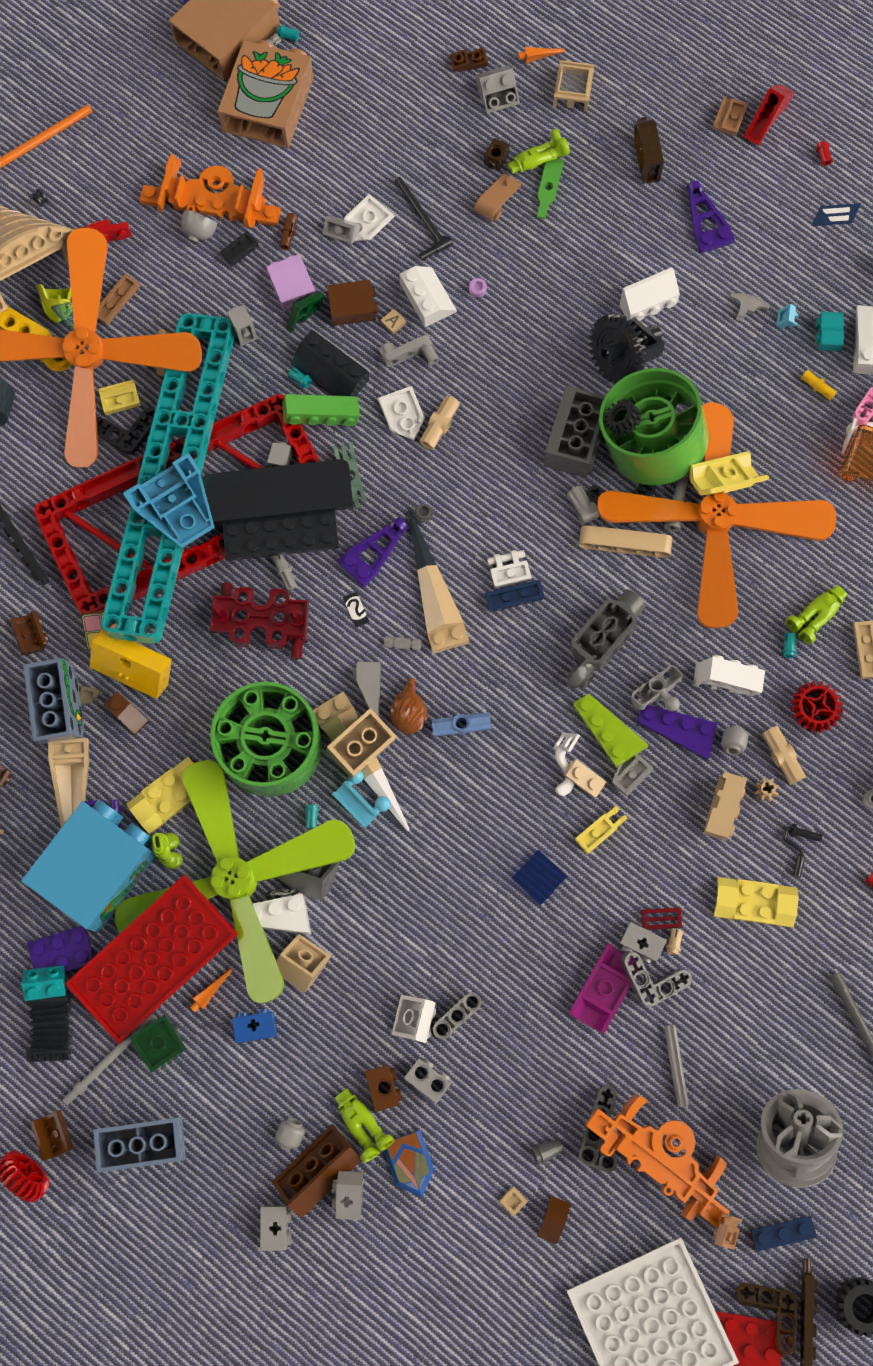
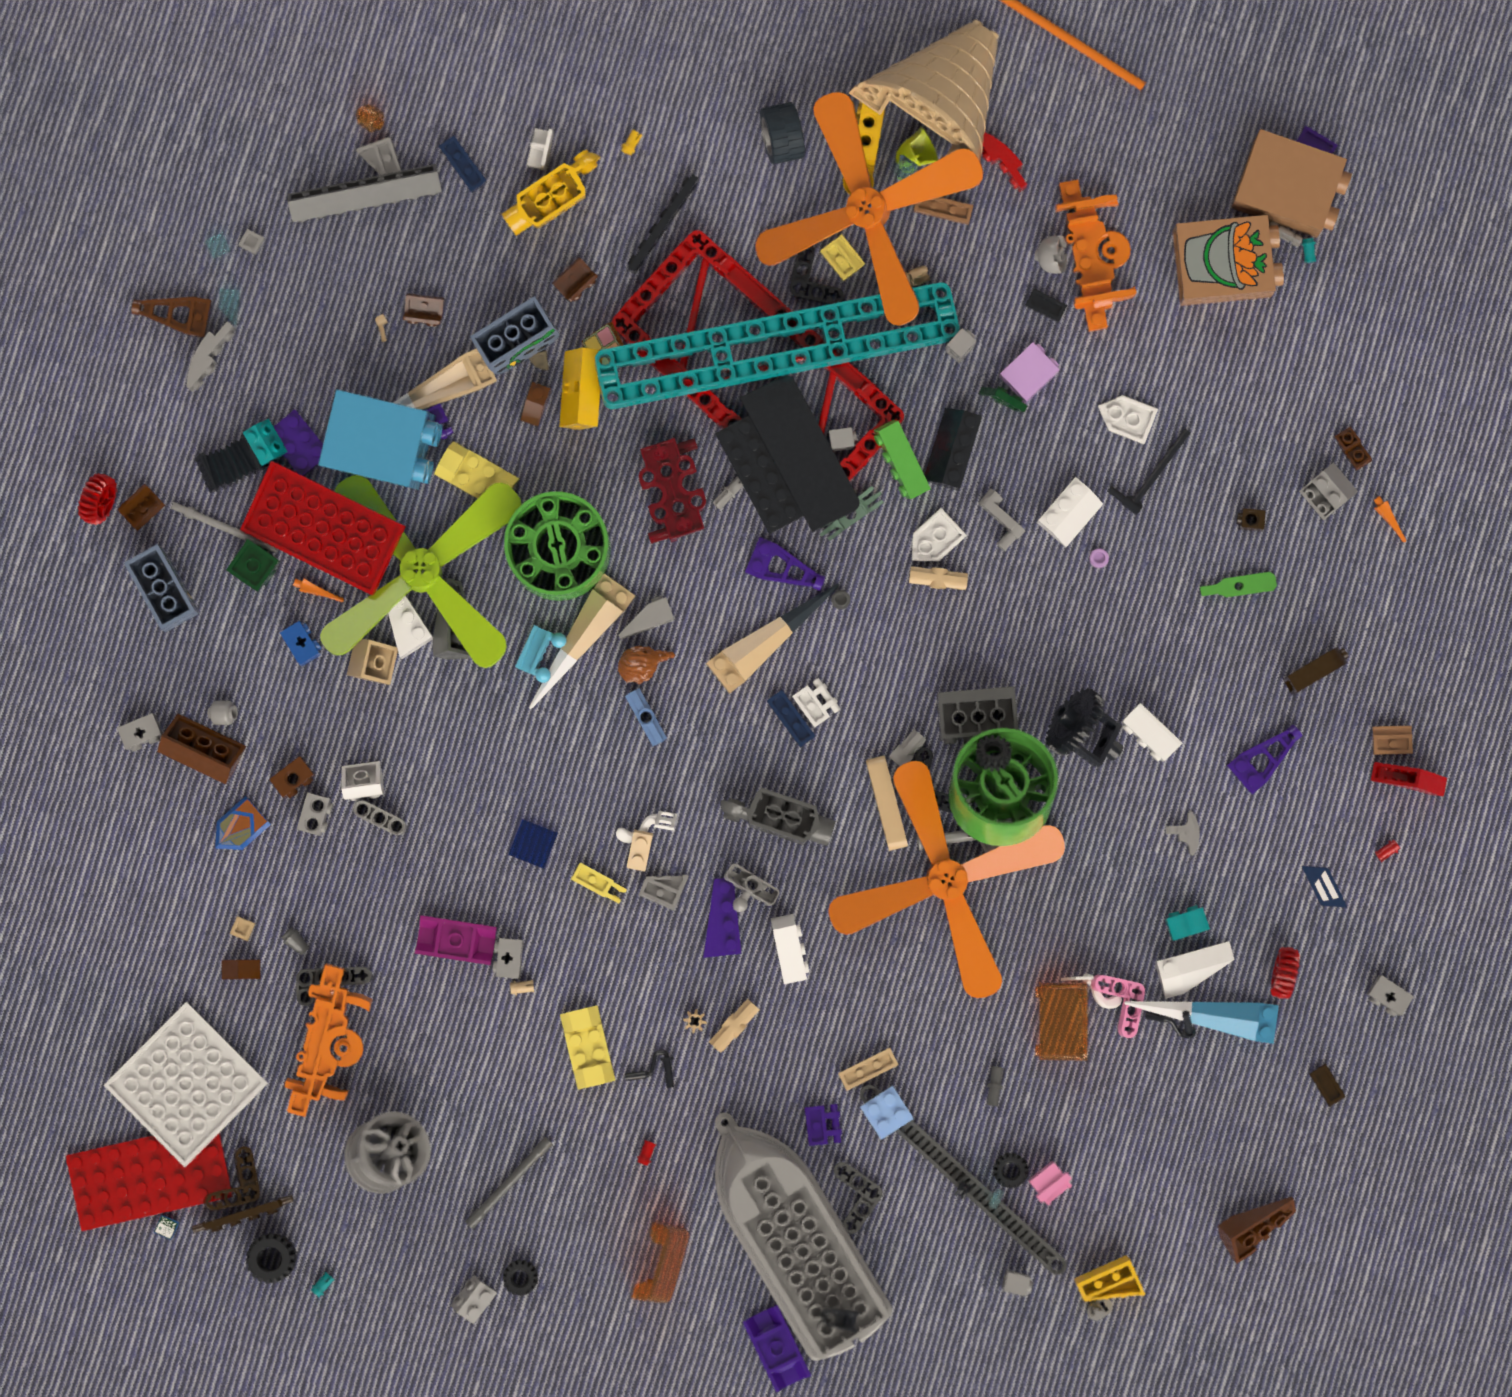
camera: 70 degrees right, 10 degrees up
(39, 198) = (1022, 82): black bush -> none
(161, 847) = (423, 493): lime piece -> none
(174, 502) = (742, 365): dark azure wedge -> none
(283, 892) = (427, 618): sticker -> none
(288, 231) = (1085, 345): reddish brown pin -> none
(300, 378) = (931, 425): teal pin -> none
(311, 816) = (506, 615): teal pin -> none
(340, 229) = (1107, 397): light grey slope -> none
(348, 1195) = (191, 784): light grey brick -> none
(352, 302) = (1031, 441): reddish brown brick -> none
(354, 1116) = (259, 763): lime piece -> none
(356, 609) = (720, 574): sticker -> none
(361, 743) = (587, 633): tan brick -> none
(393, 321) = (1028, 489): tan tile -> none
(402, 643) = (704, 631): light grey axle -> none
(491, 201) = (1206, 538): medium nougat door -> none
(540, 154) = (1269, 563): lime piece -> none
(574, 83) = (1364, 567): tan window -> none
(613, 735) = (690, 861): lime wing -> none
(653, 988) = (472, 983): dark grey beam -> none
(654, 919) = (545, 982): dark red tile -> none
(676, 1066) = (413, 1028): light grey axle -> none
(724, 474) = (986, 874): light yellow piece -> none
(725, 806) = (661, 988): tan wedge -> none
(727, 1232) = (287, 1121): medium nougat plate -> none
(734, 740) = (730, 975): light grey head -> none
(783, 1233) = (306, 1171): dark blue plate -> none
(787, 316) = (1185, 875): medium azure tile -> none
(789, 645) = (843, 995): teal pin -> none
(818, 385) = (1125, 932): yellow pin -> none
(823, 709) = (809, 1043): red gear -> none
(825, 606) = (896, 1016): lime piece -> none

